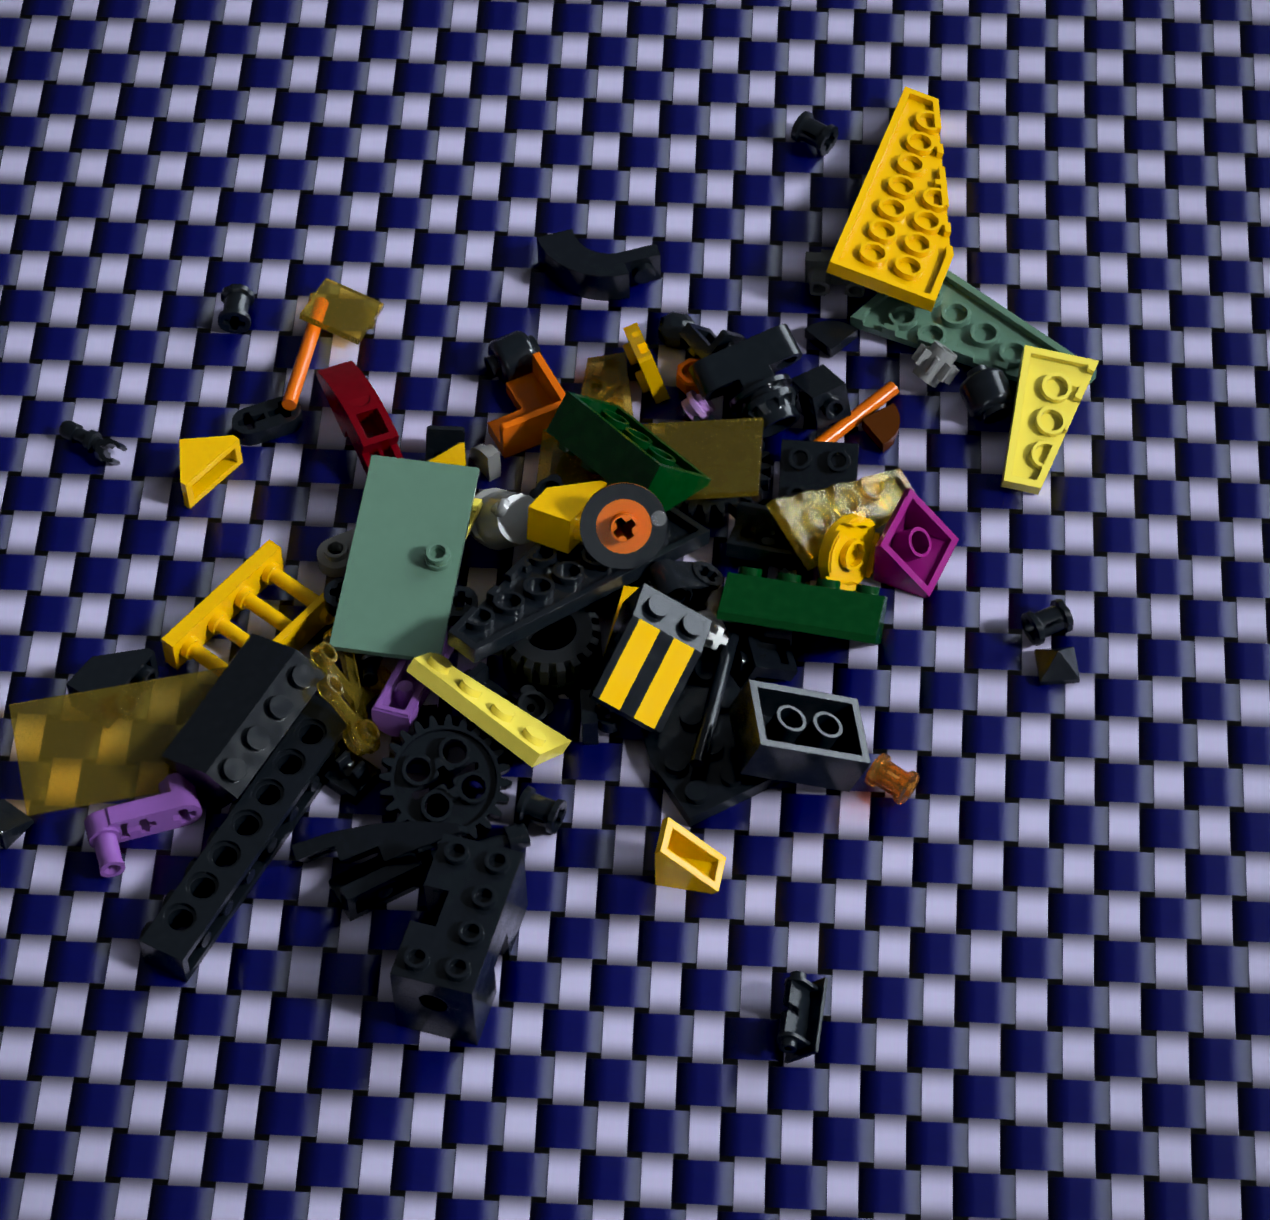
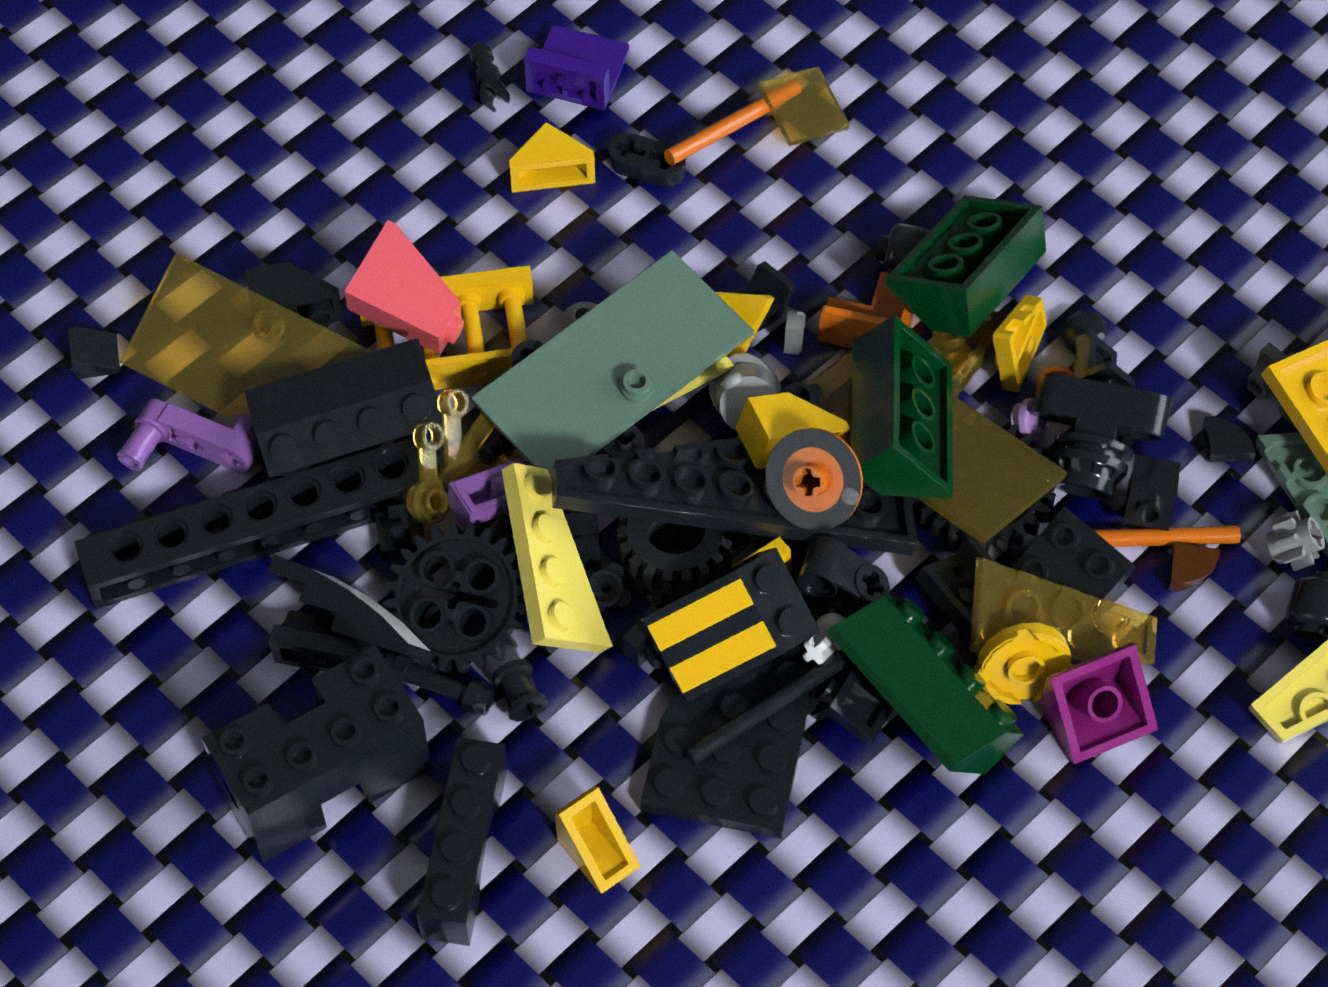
camera: 40 degrees right, 5 degrees up
(154, 392) = (575, 67): none -> dark purple bracket
(207, 612) = (404, 292): none -> coral slope
(235, 315) = (716, 41): black bush -> none
(359, 412) = (720, 213): dark red slope -> none
(568, 331) = (969, 263): none -> dark green slope
(595, 273) = (1067, 233): black arch -> none
(623, 947) = (458, 850): none -> black arch
(799, 736) = (798, 805): black brick -> none
(892, 779) = (860, 898): clear orange bush -> none
(1047, 622) = (1159, 878): black bush -> none
(1056, 665) = (1131, 929): black slope -> none

